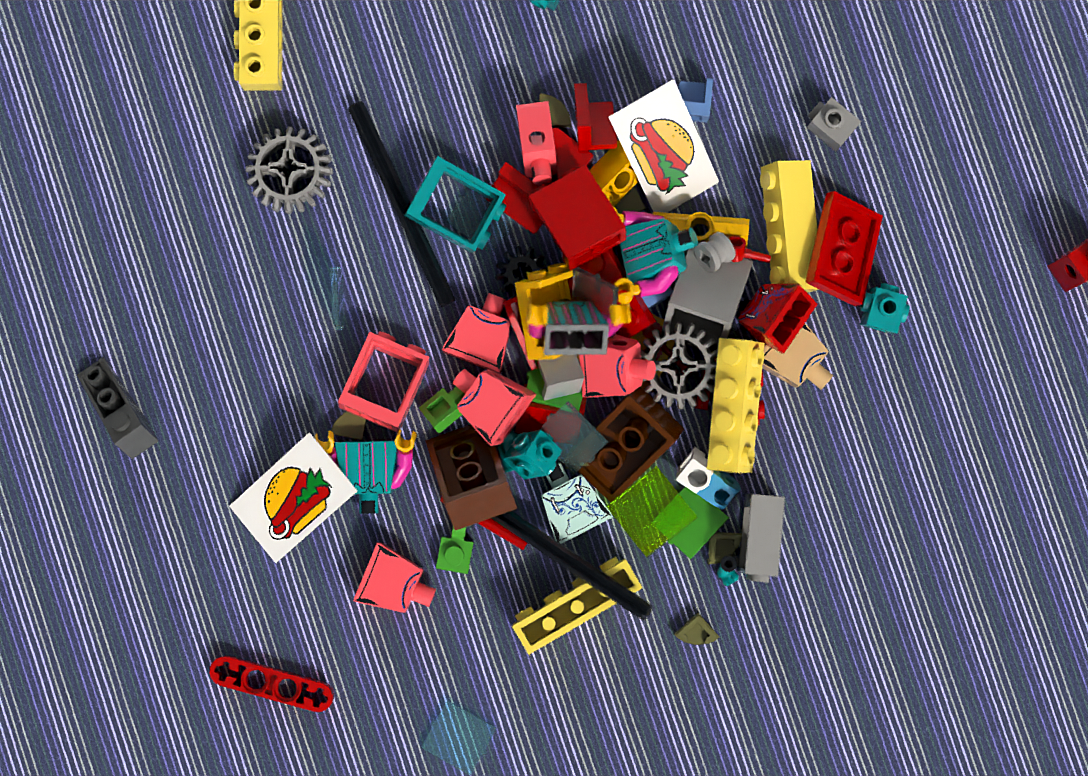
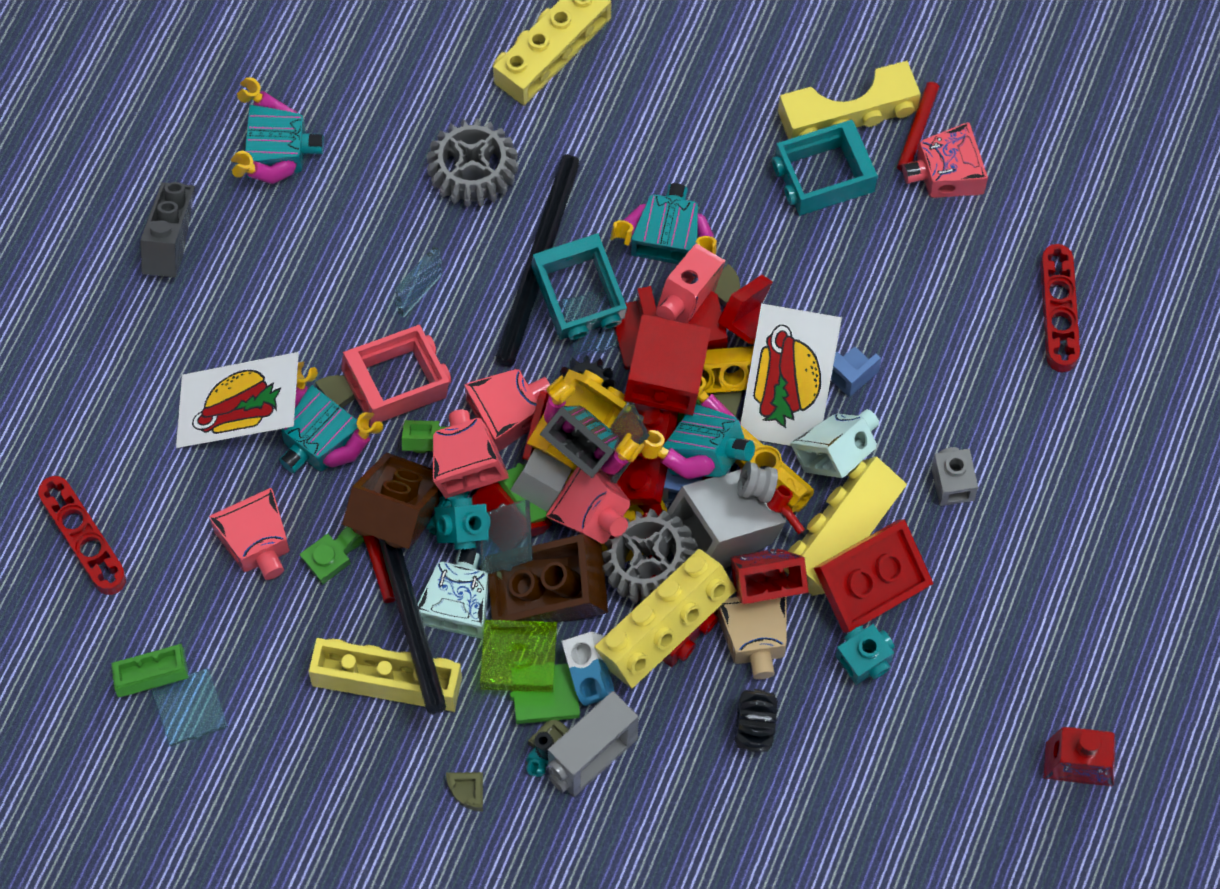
camera: 40 degrees right, 20 degrees down
(129, 275) = (274, 138): none -> torso
(411, 739) = (149, 670): none -> bright green plate
(476, 103) = (665, 227): none -> torso
(737, 171) = (836, 444): none -> light aqua torso
(852, 421) = (756, 720): none -> black gear

